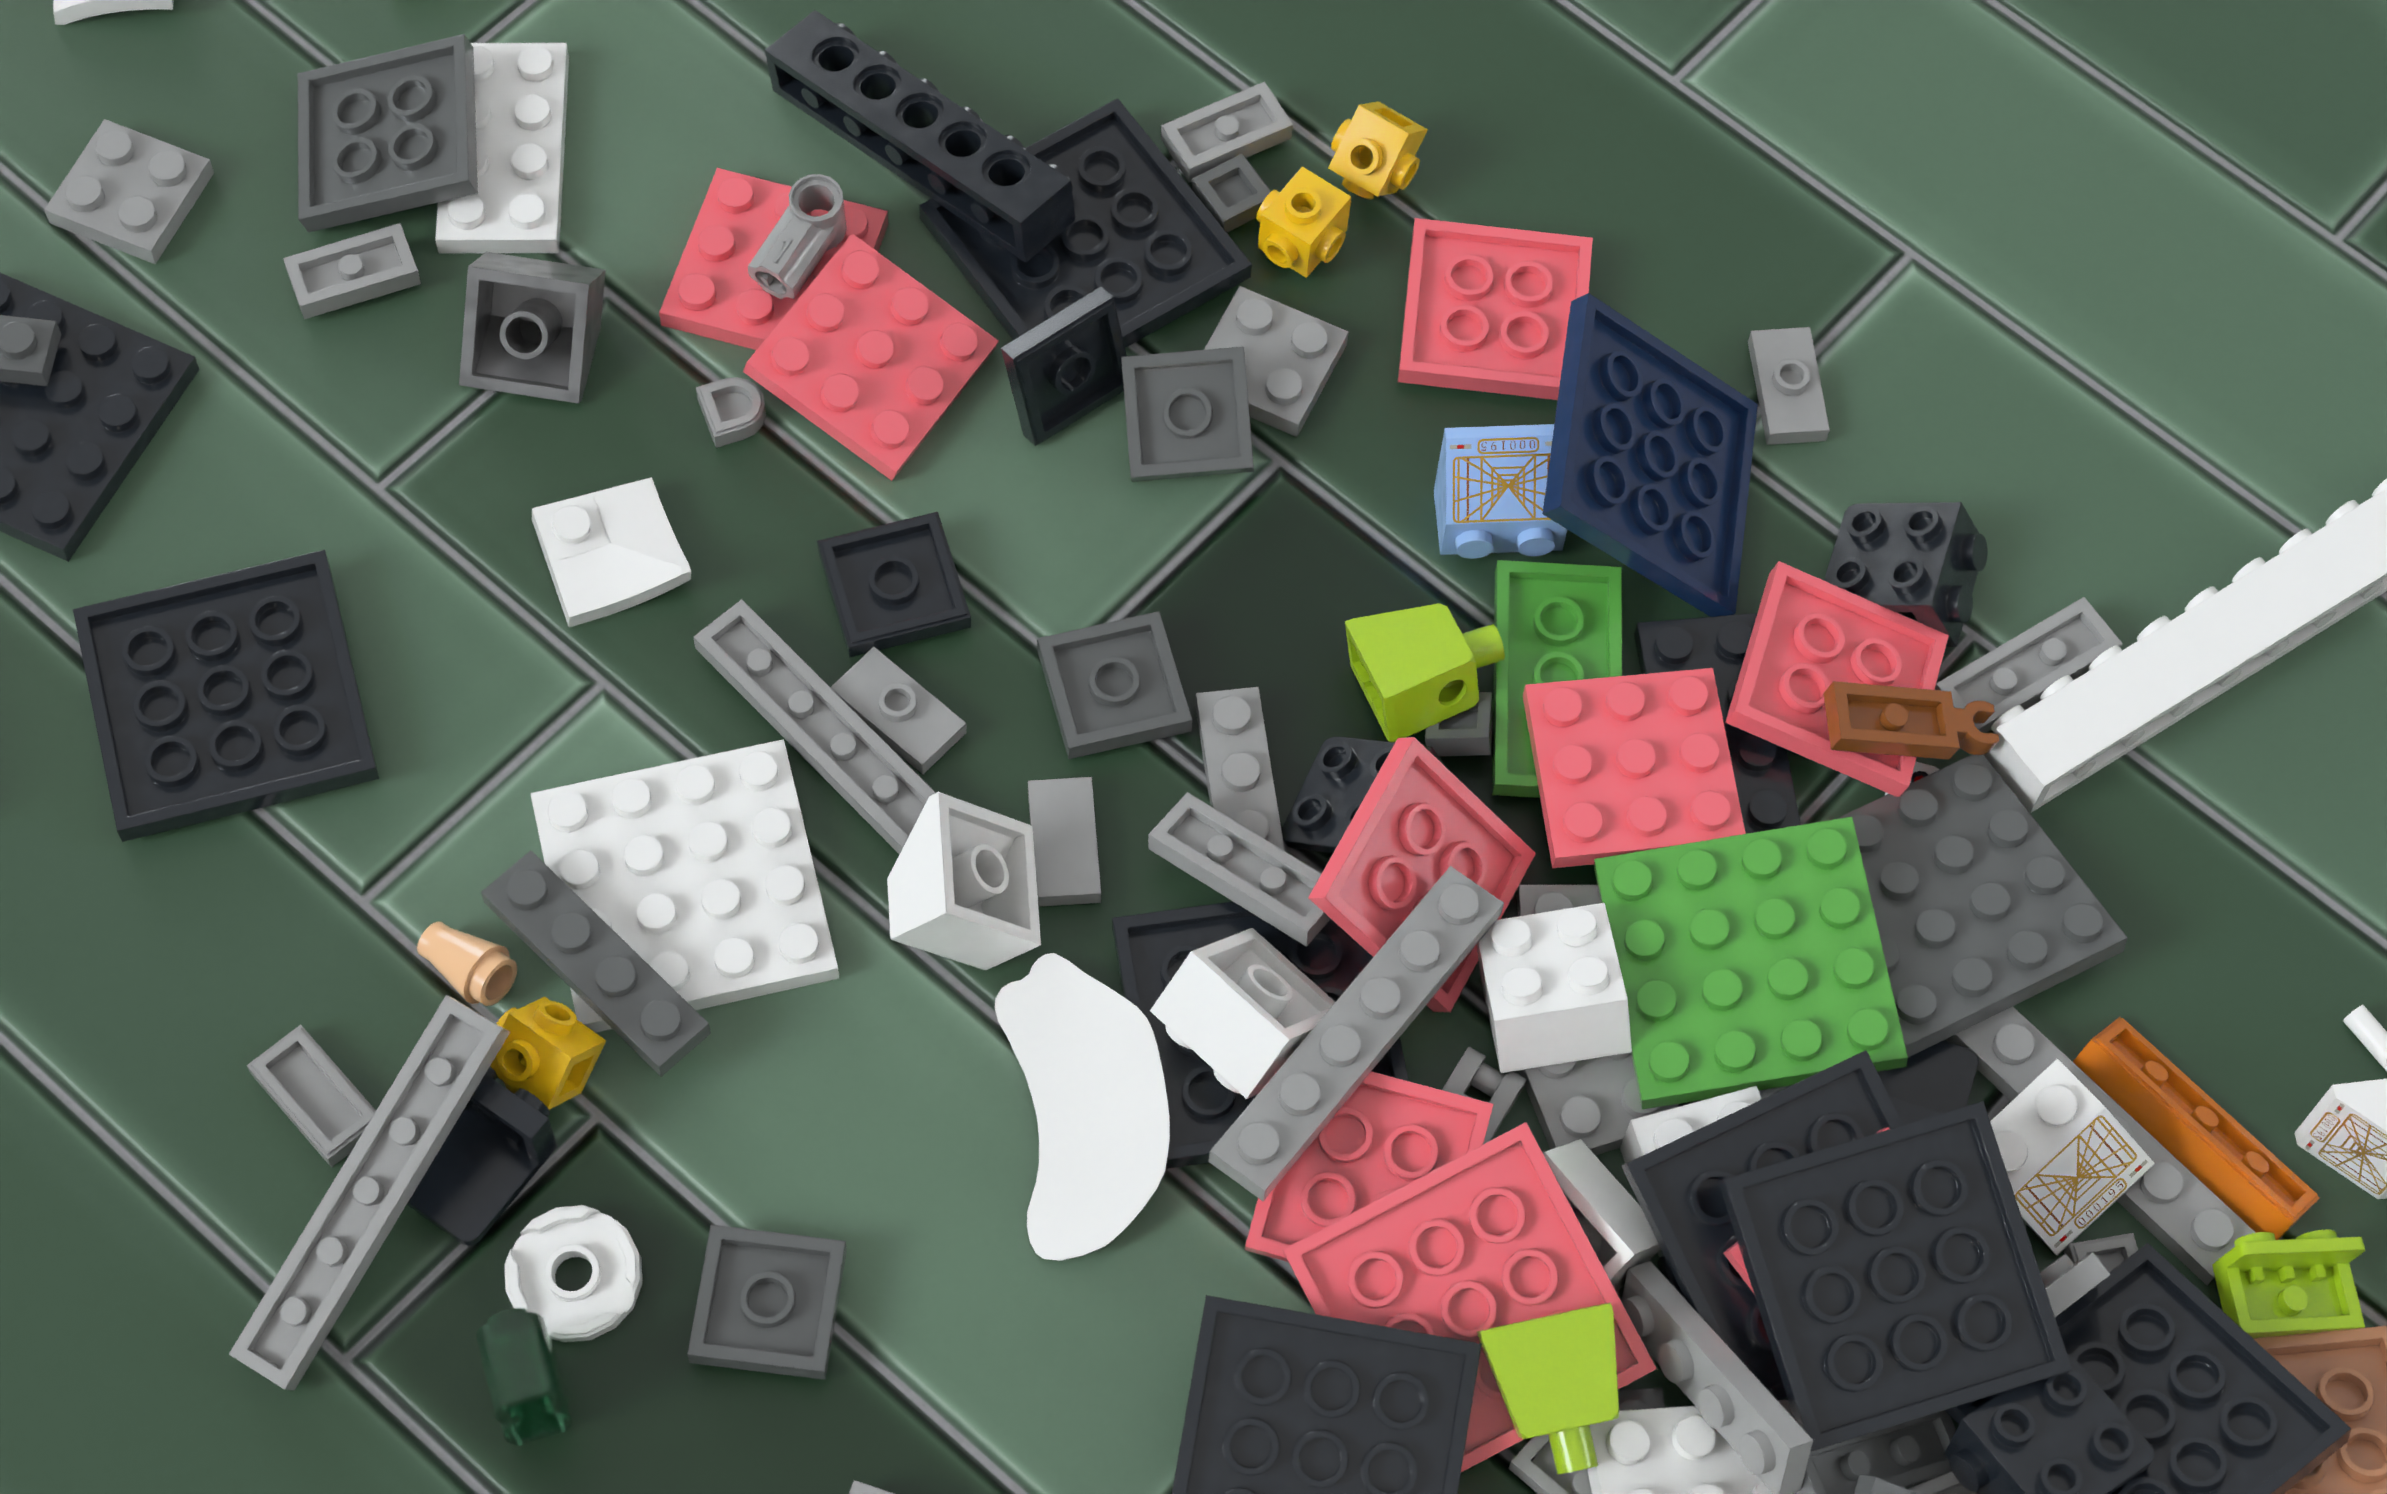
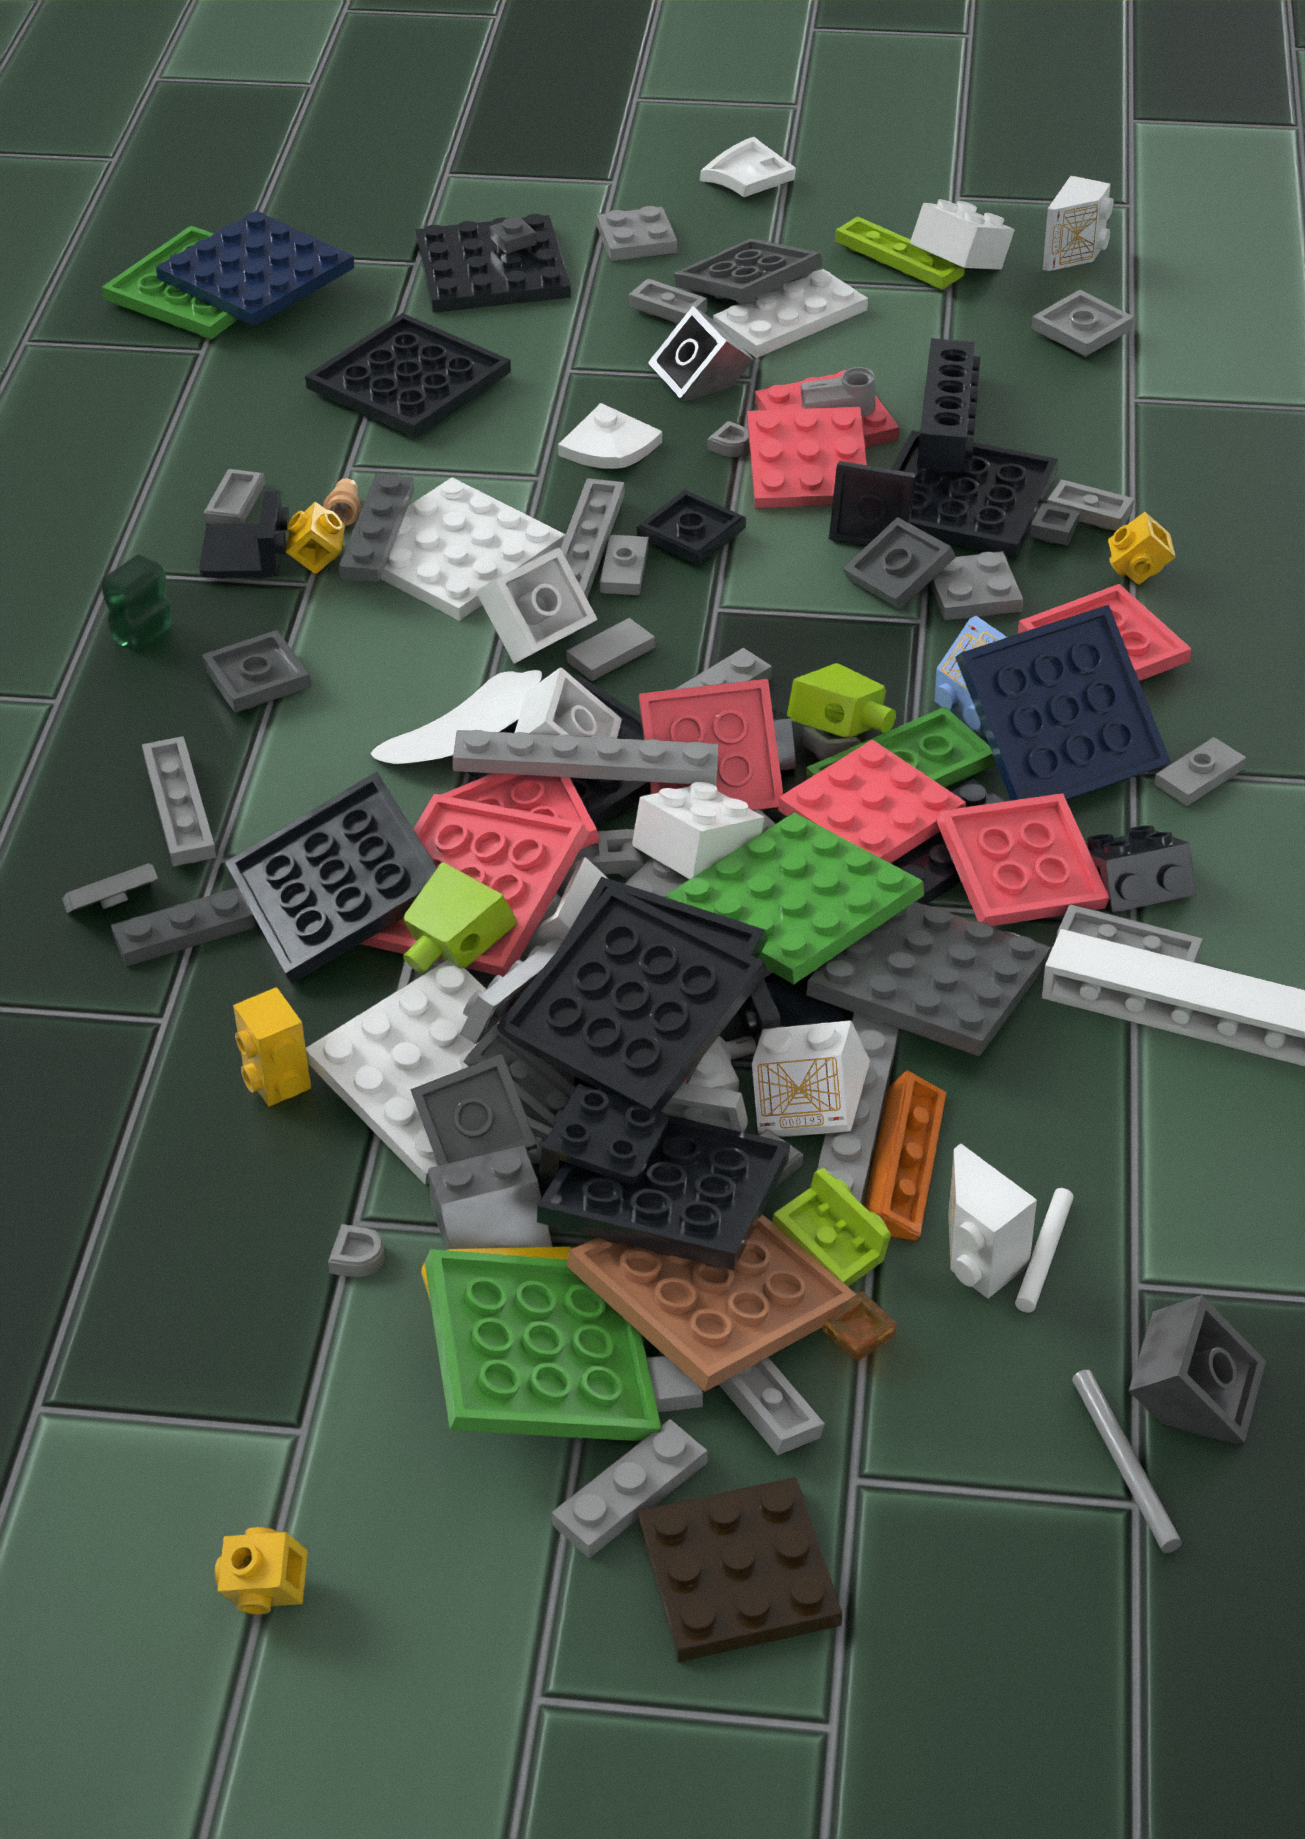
camera: 60 degrees right, 20 degrees down
(369, 1193) = (187, 511): light grey plate -> none
(568, 1234) = (235, 617): white tile -> none
(1114, 685) = (716, 619): dark grey plate -> none
(1240, 866) = (646, 676): light grey plate -> none
(1303, 222) = (1062, 547): yellow brick -> none
(1904, 721) = (1017, 885): dark orange plate -> none

